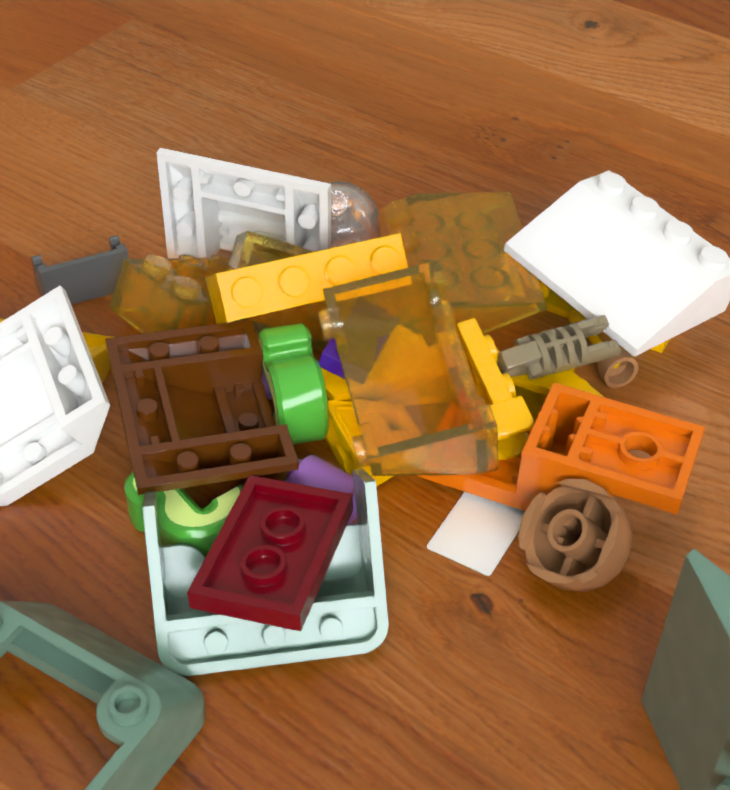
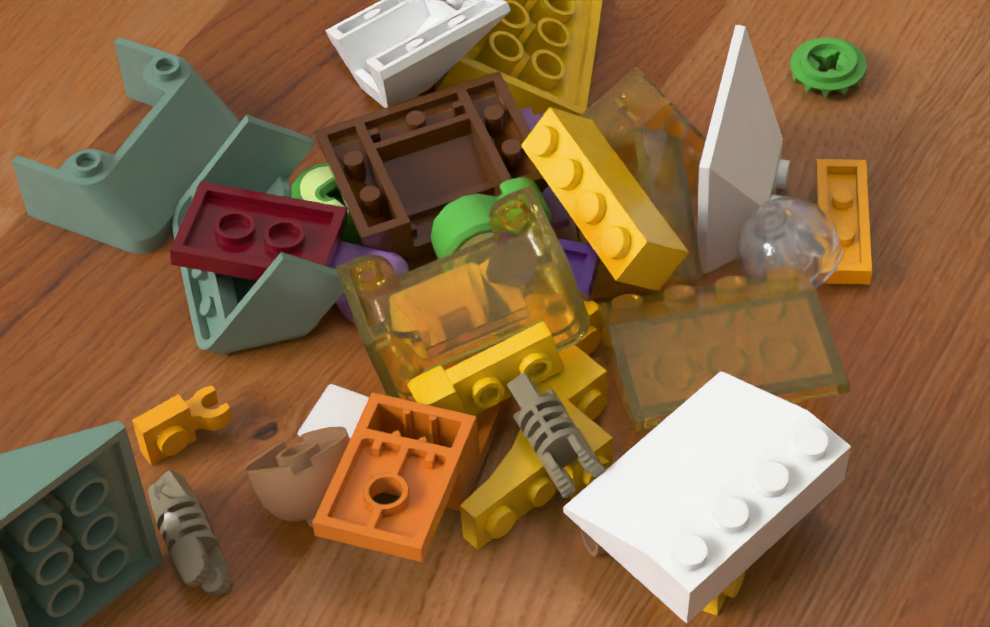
camera: 90 degrees right, 5 degrees up
(83, 277) = (667, 64): dark grey hinge -> none
(131, 190) = (822, 54): none -> bright green gear
(494, 665) = (173, 423): none -> light orange plate
(612, 660) = (188, 534): none -> dark tan hinge

